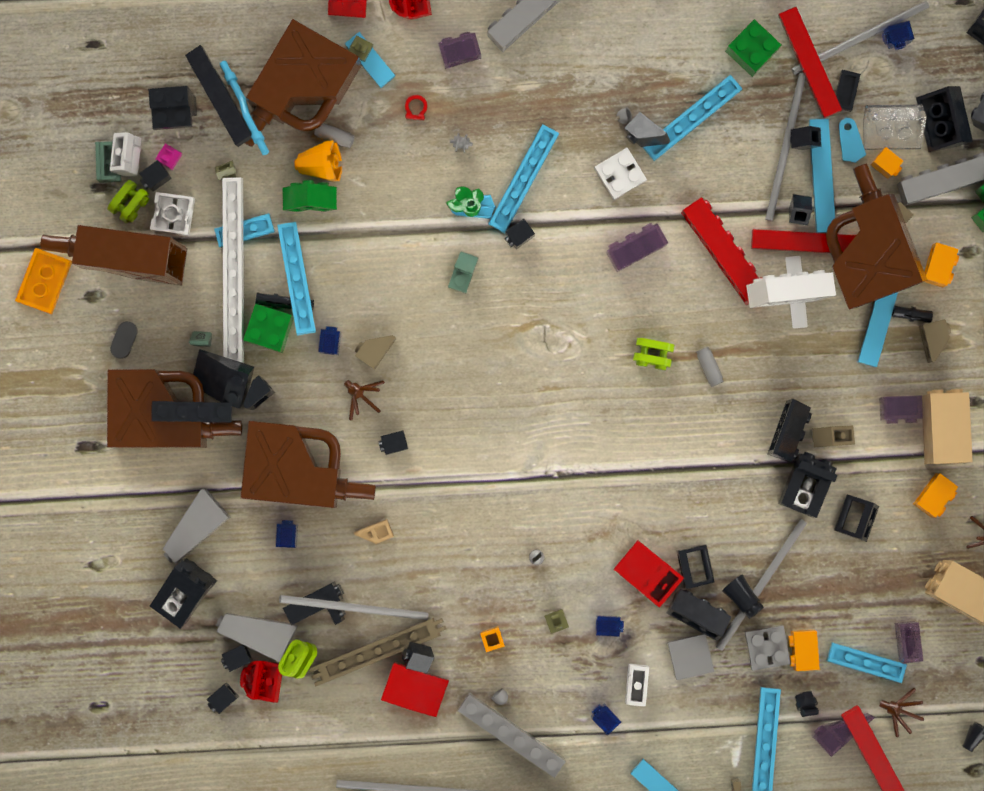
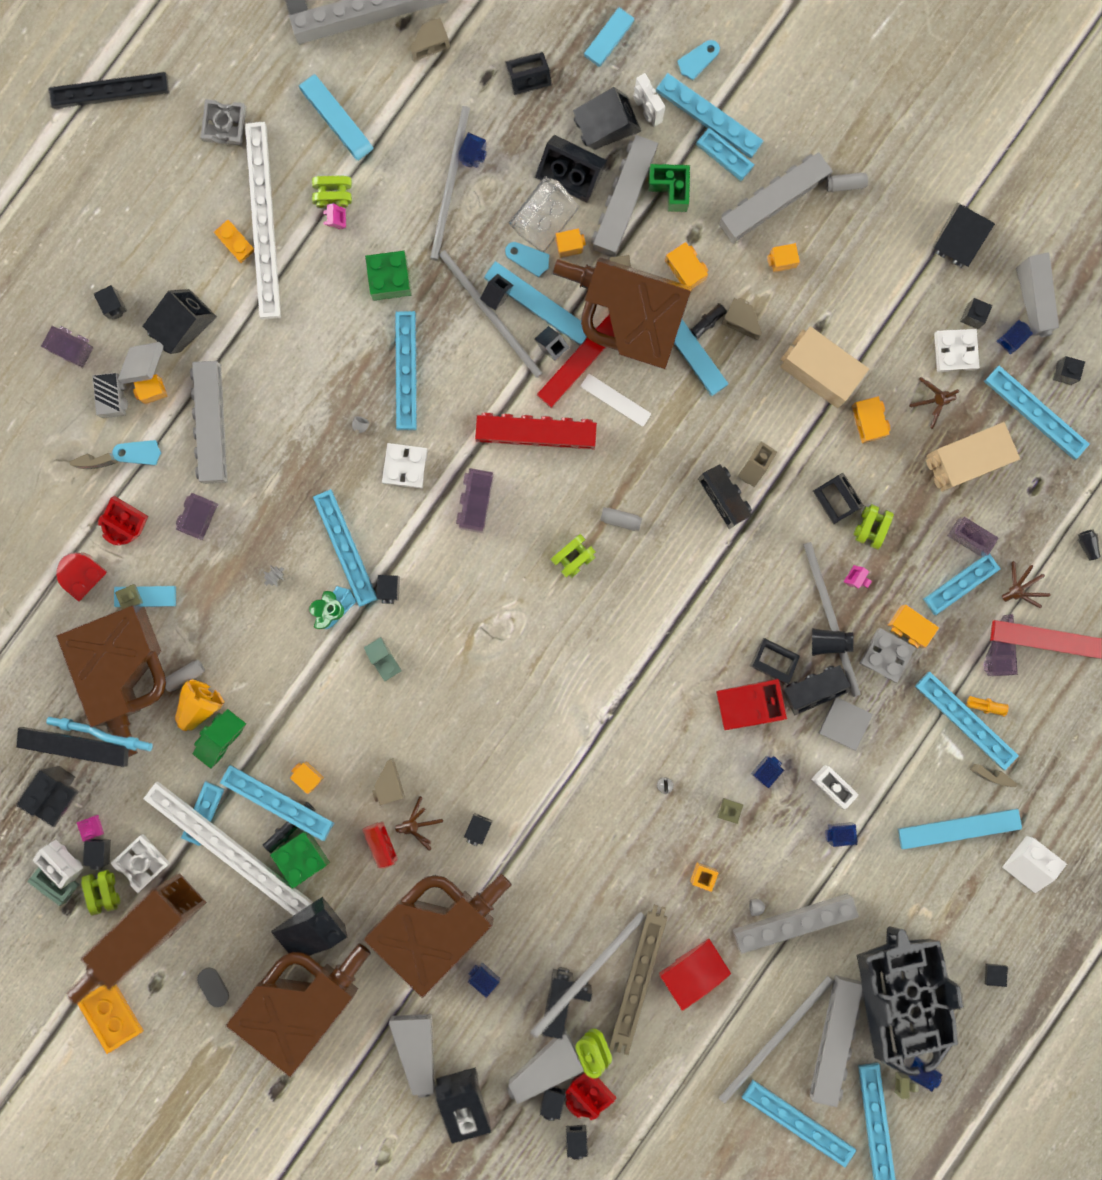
camera: 50 degrees left, 0 degrees up
(191, 412) = (316, 984): black arch -> none
(200, 338) = (263, 921): sand green slope -> none
(225, 170) = (139, 789): olive tile -> none
(258, 393) = (346, 911): black tile -> none
(326, 378) = (380, 845): none -> red slope
(329, 341) = (351, 815): clear blue brick -> none
(332, 285) = (306, 777): none -> light orange brick
(377, 532) = (540, 902): tan tile -> none
(418, 657) = (671, 951): black brick -> none
(420, 116) = (225, 591): red piece -> none
(645, 132) = (387, 418): slope -> none
(789, 754) = (987, 706): none -> light orange axle
(790, 288) = (610, 402): white brick -> none
(806, 704) = (958, 660): black piece -> none
(807, 466) = (766, 503): black brick -> none
(808, 579) = (857, 577): none -> dark pink tile
(810, 62) = (437, 239): red tile -> none
(845, 557) = (870, 515): none -> lime brick
(847, 89) = (484, 228): black tile -> none
(901, 408) = (778, 391): clear purple brick -> none

